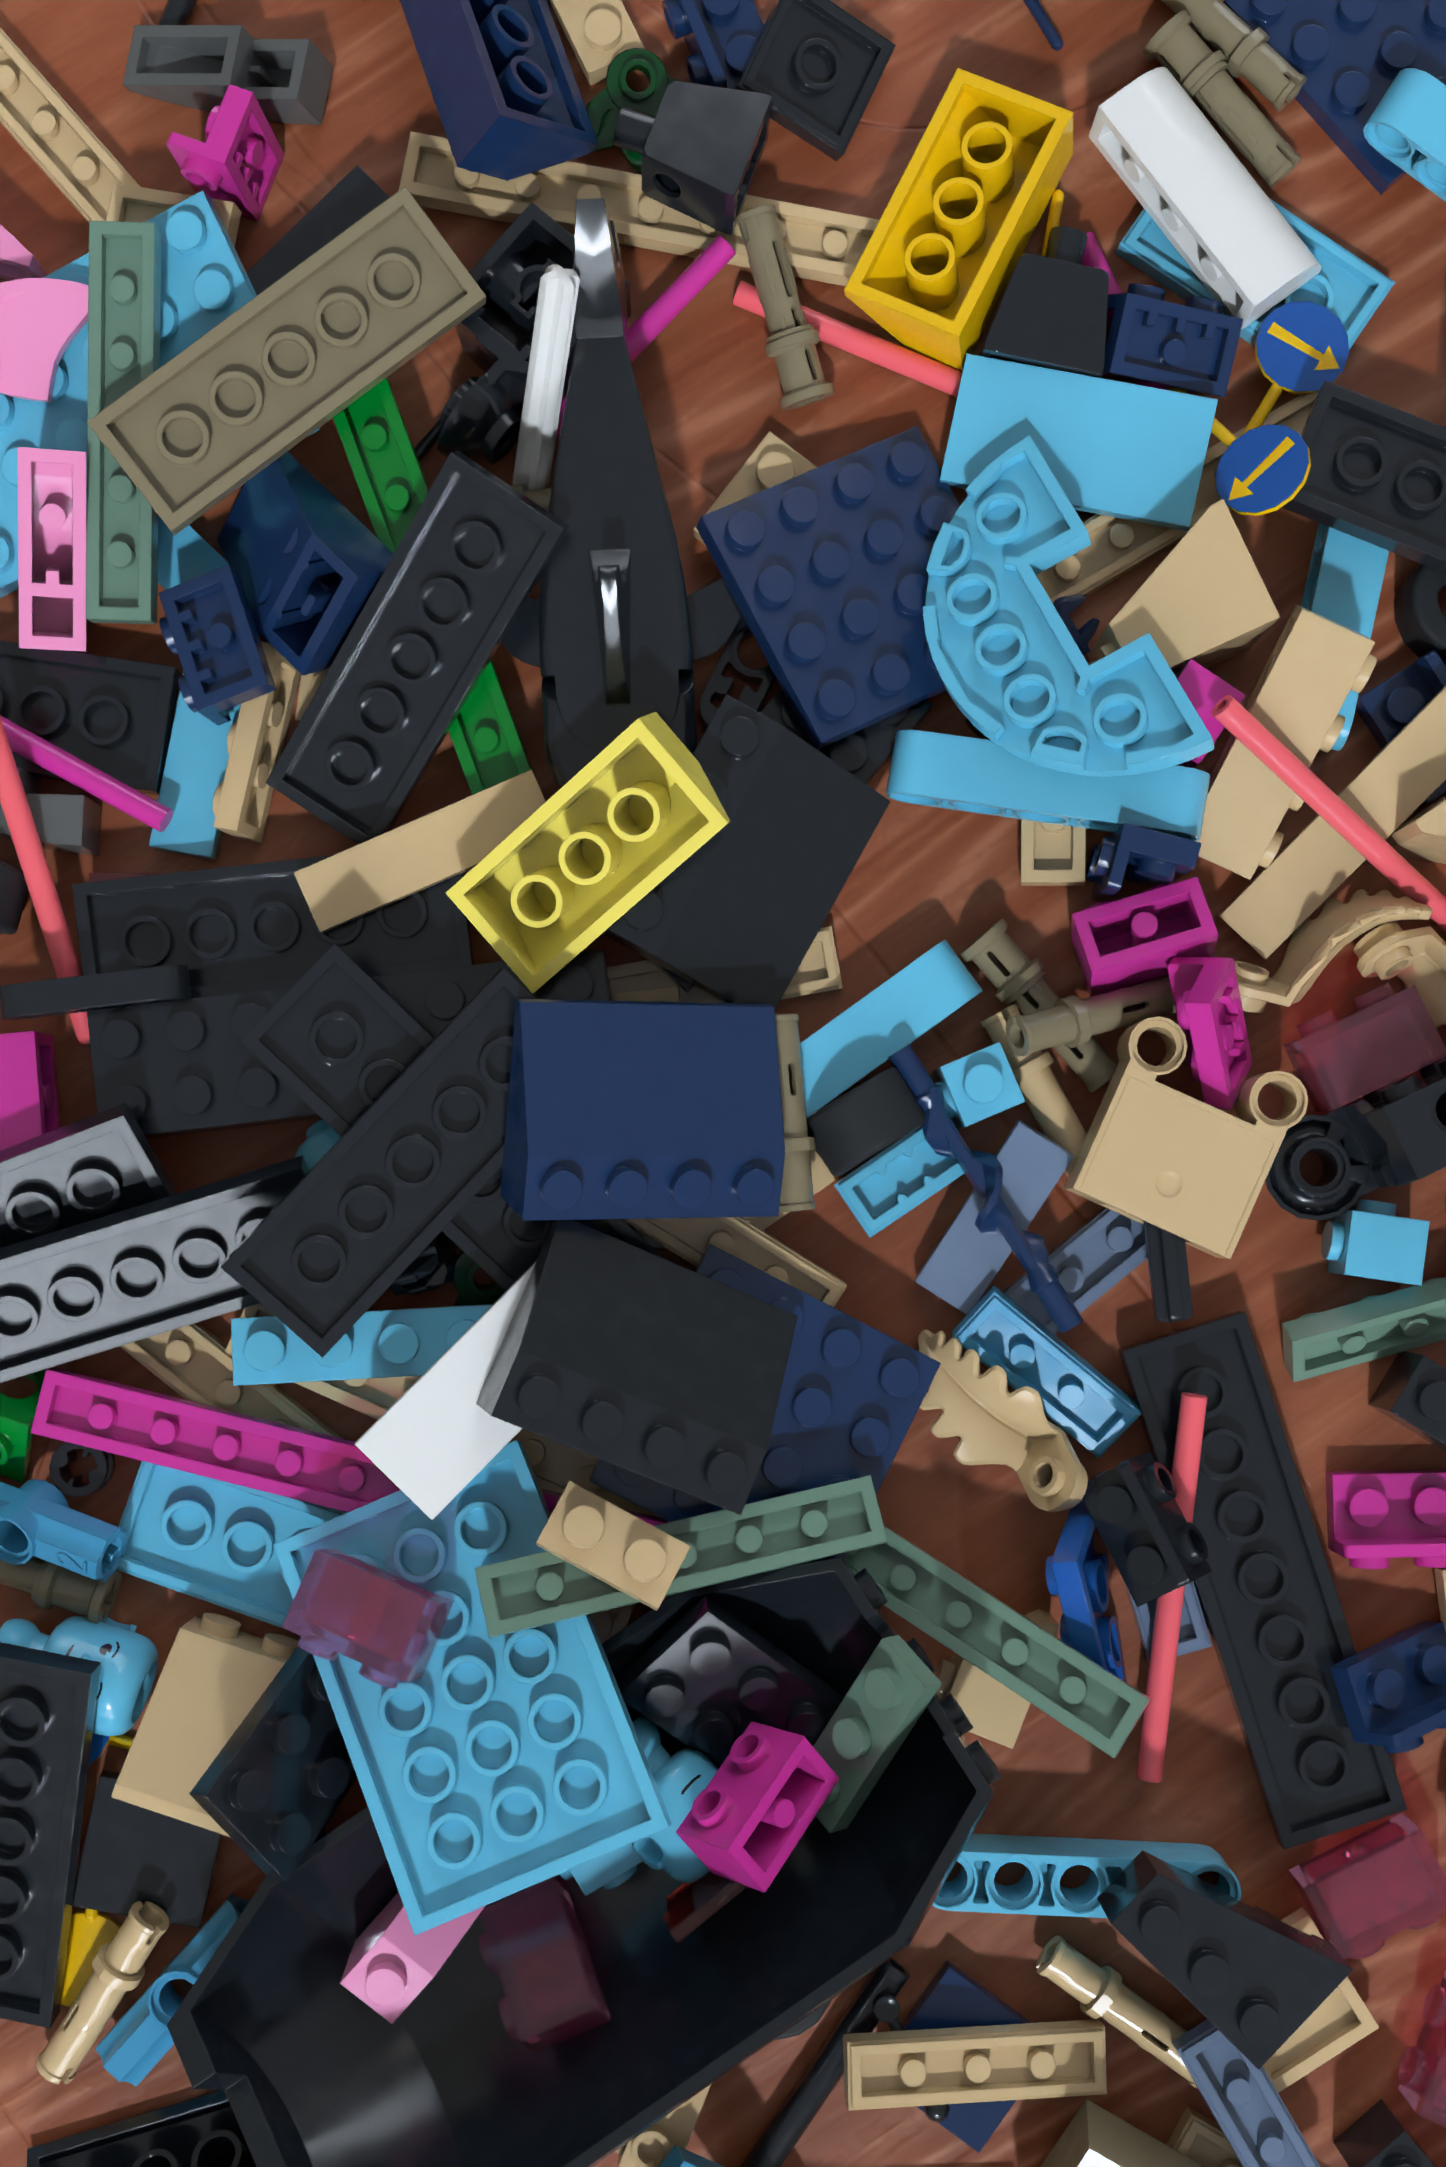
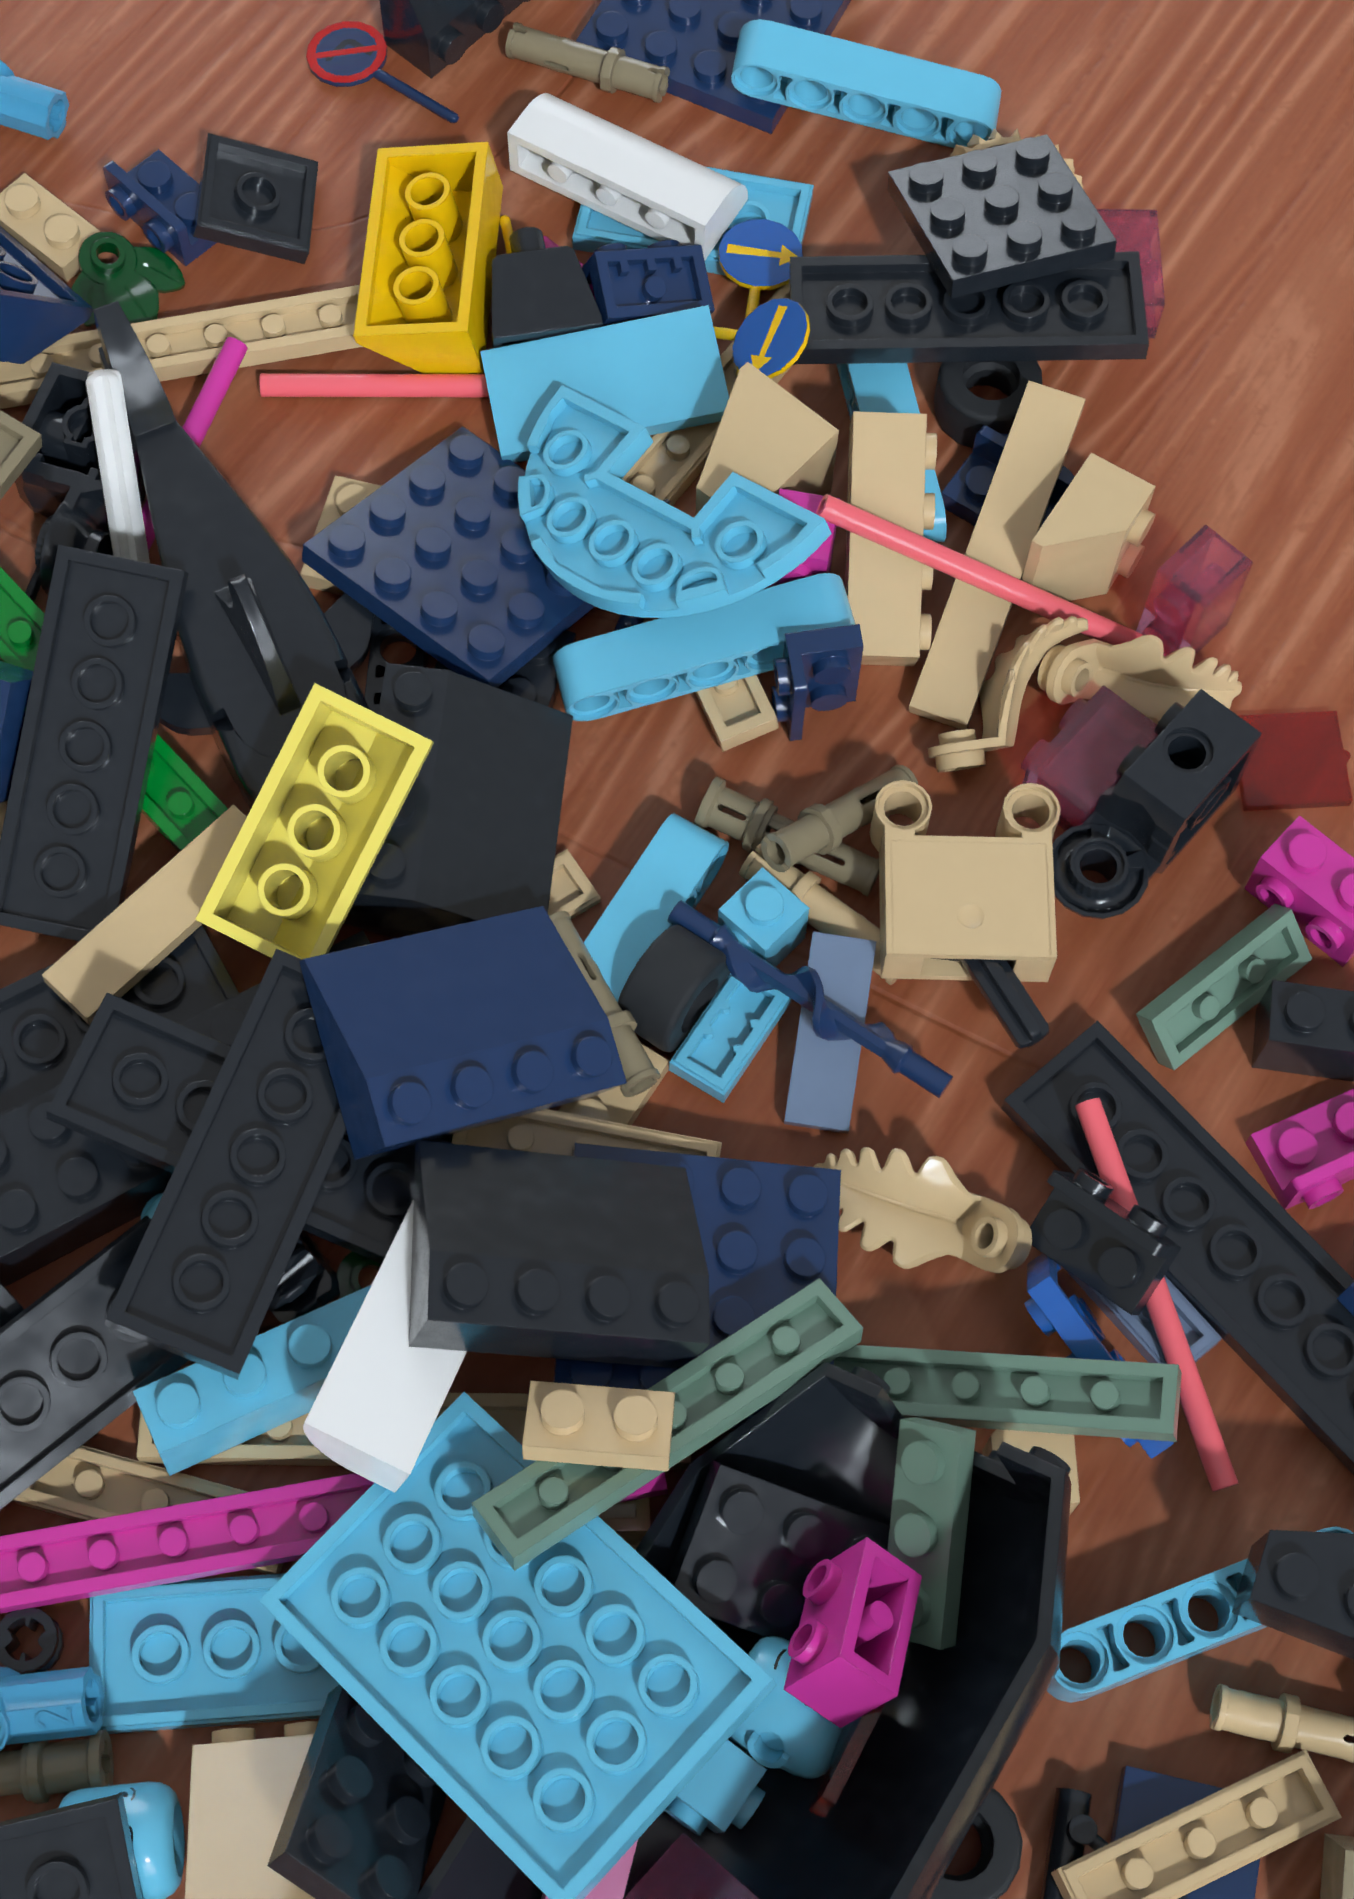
camera: 25 degrees left, 20 degrees down
(367, 1617) = (383, 1608): clear pink brick -> none
(699, 149) = (182, 280): black torso -> none
(791, 338) = (322, 395): dark tan pin -> none
(1034, 1357) = (981, 1158): dark azure tile -> none
(1087, 1263) = (944, 1035): sand blue tile -> none
(1140, 934) = (850, 738): dark pink brick -> none
(1208, 83) = (588, 94): dark tan pin -> none
(1214, 1025) = (932, 760): dark pink bracket -> none
(1376, 1244) = (1184, 918): medium azure brick -> none

